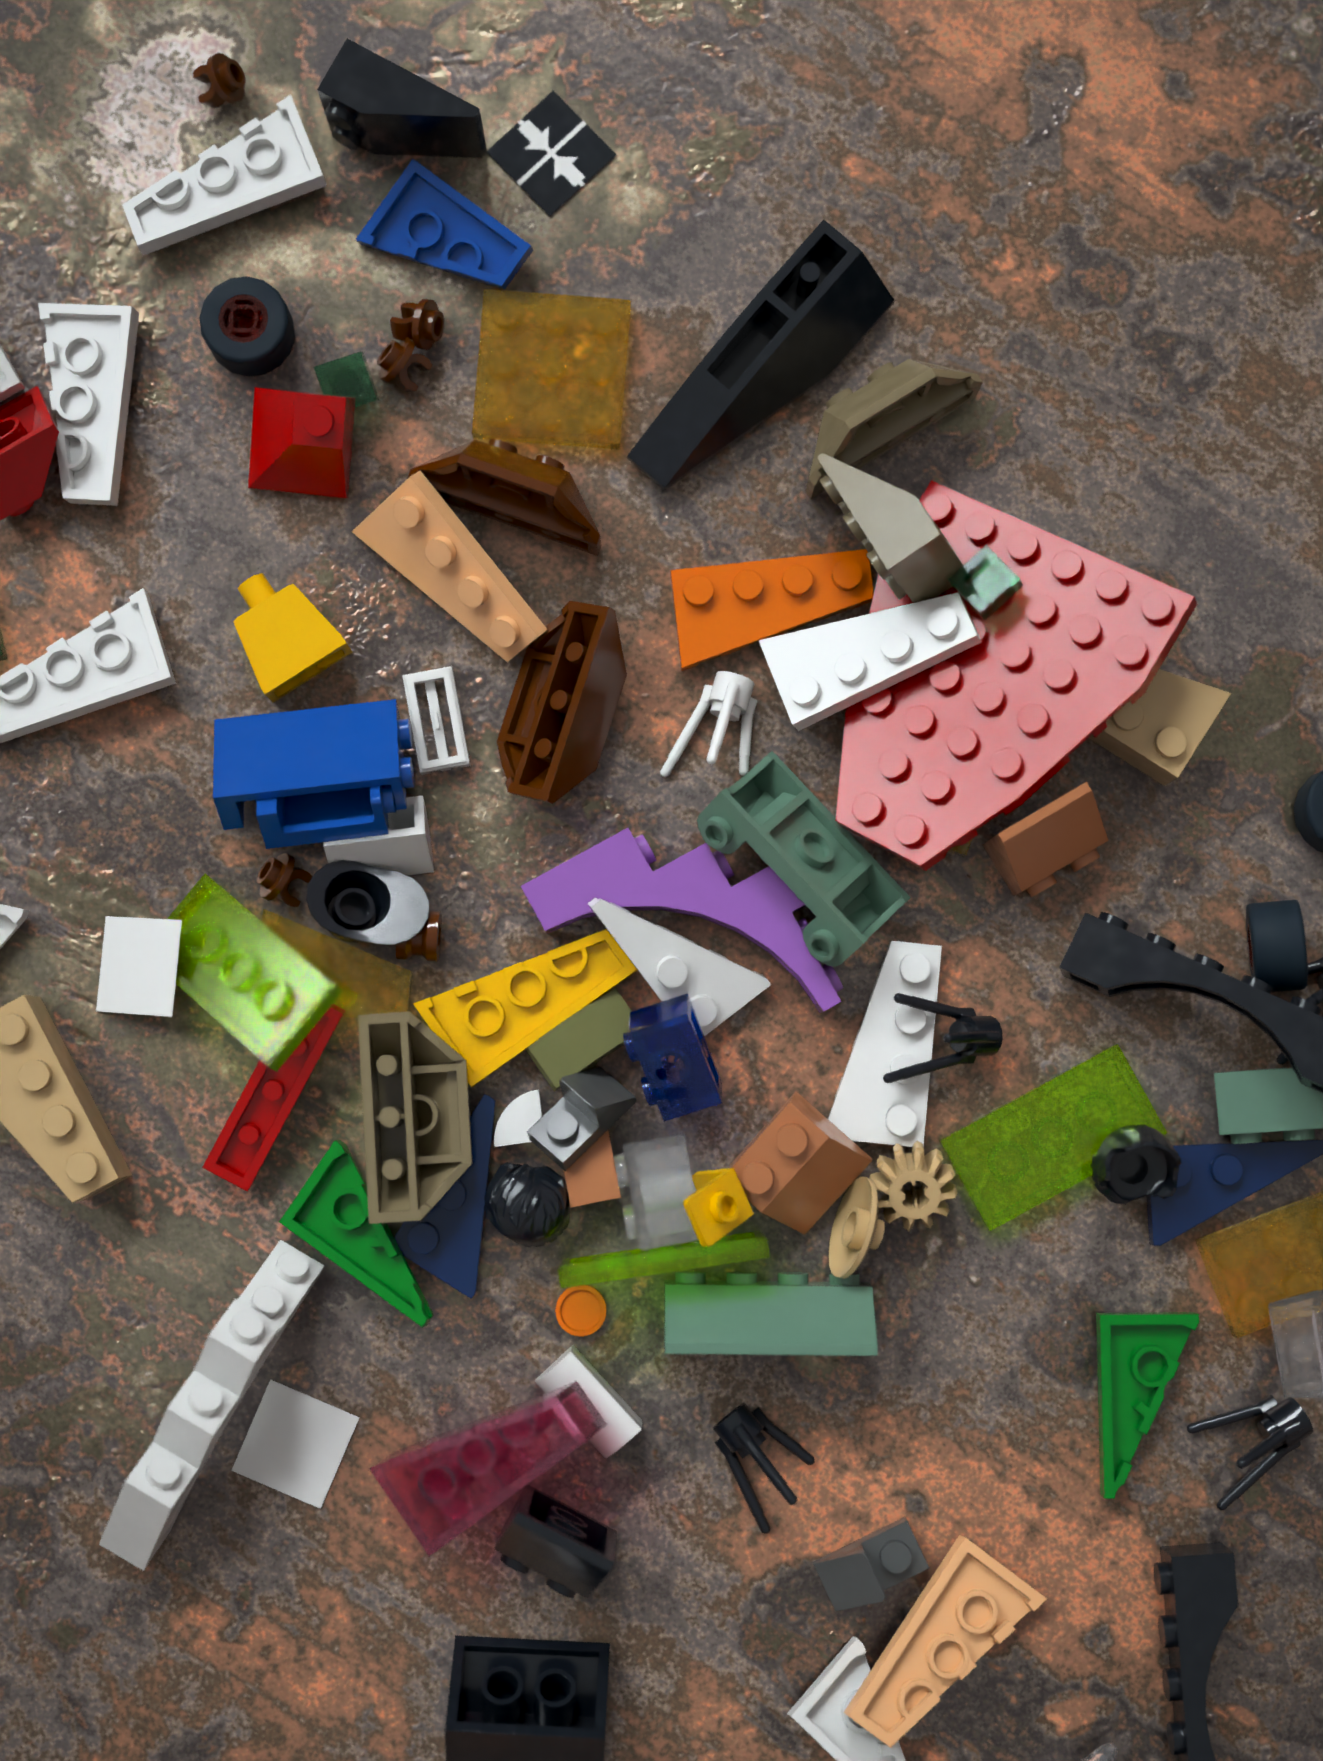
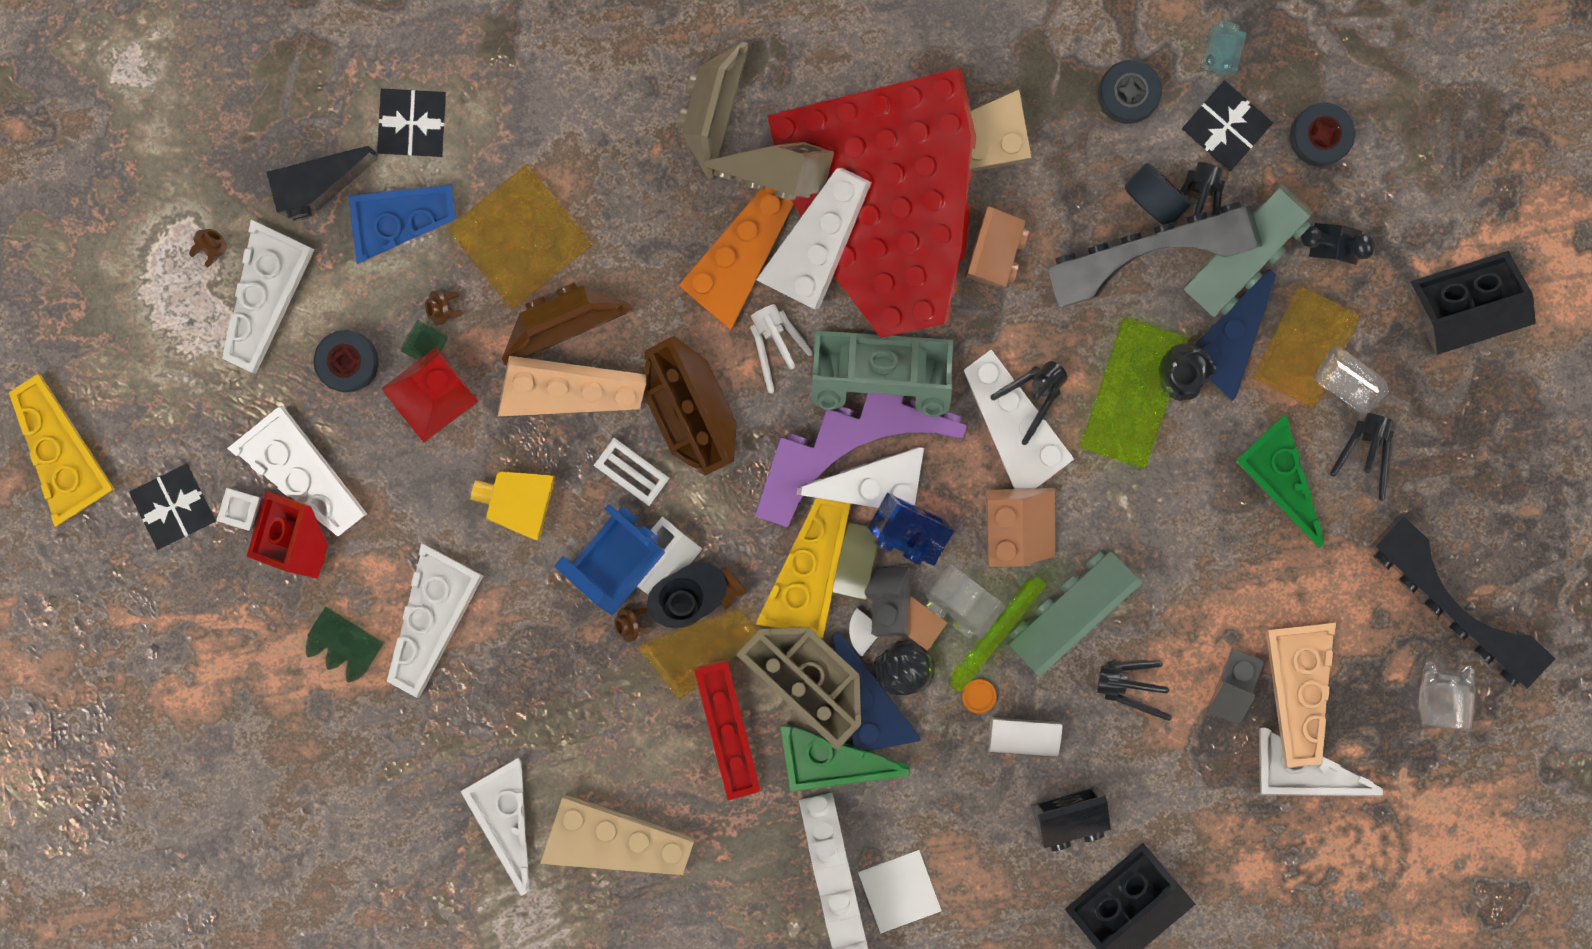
camera: 40 degrees left, 5 degrees up
(139, 966) = (601, 732): white sticker -> none
(248, 974) = (656, 687): clear neon green tile -> none
(309, 755) = (589, 549): blue panel -> none
(419, 323) = (432, 277): reddish brown plate -> none
(474, 1468) = (998, 820): clear pink wedge -> none
(716, 1205) = (998, 582): yellow bracket -> none
(769, 355) = (627, 129): black wedge -> none
(855, 1228) = (1076, 530): tan dish -> none
(915, 1203) = (1095, 490): tan gear -> none
(985, 582) = (846, 151): clear green plate -> none

